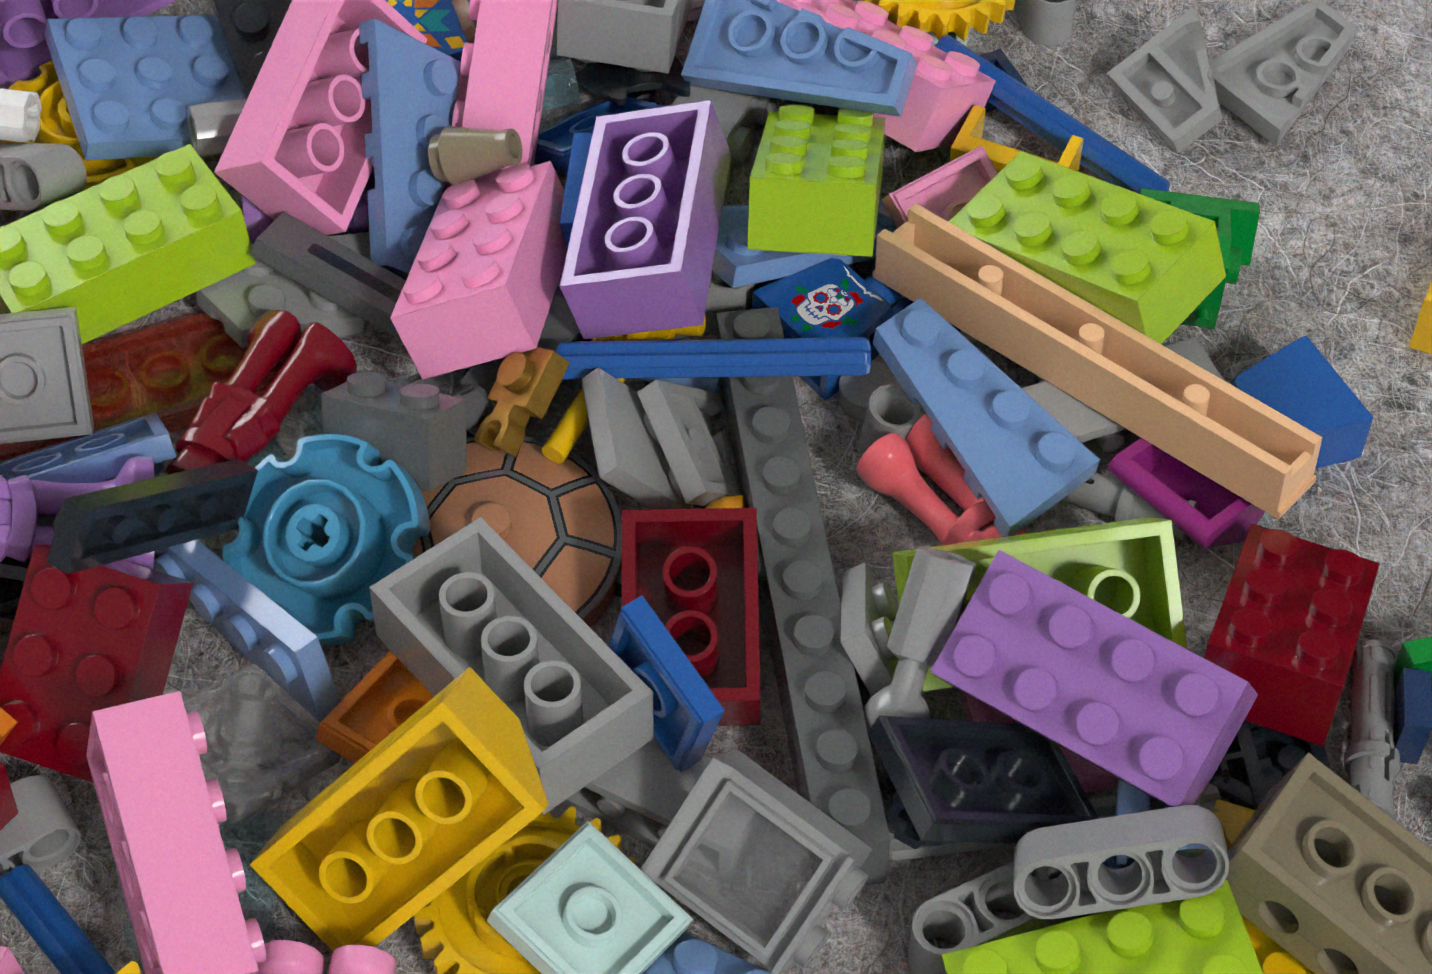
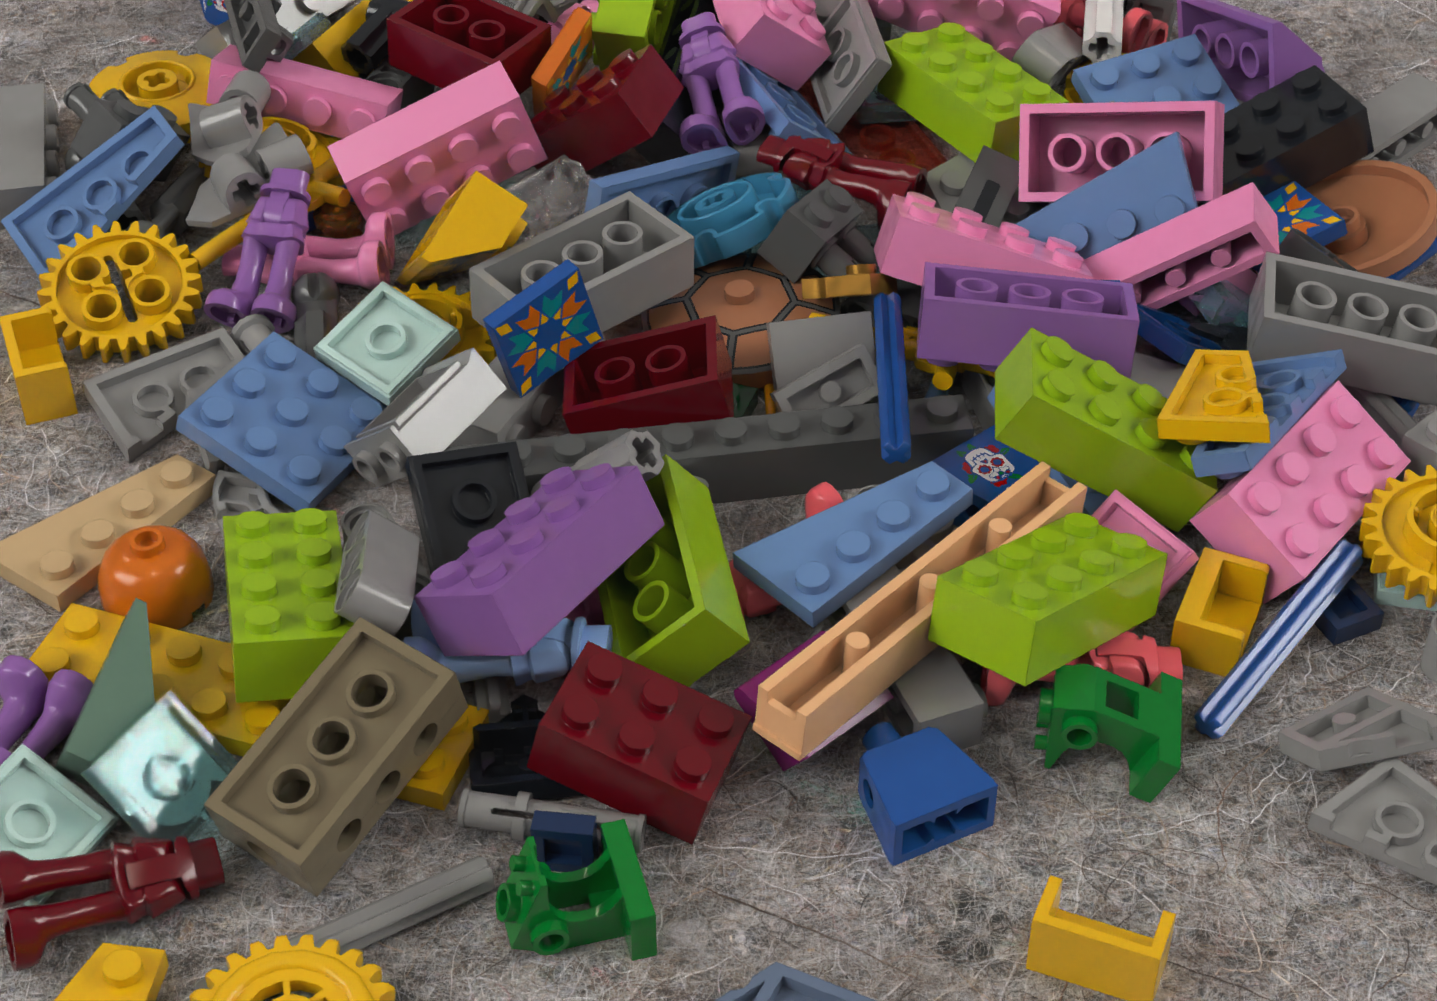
camera: 90 degrees right, 10 degrees down
(150, 515) = (690, 98): black plate -> none
(472, 152) = (1094, 224): dark tan cone -> none
(810, 76) = (1215, 401): none -> yellow wing

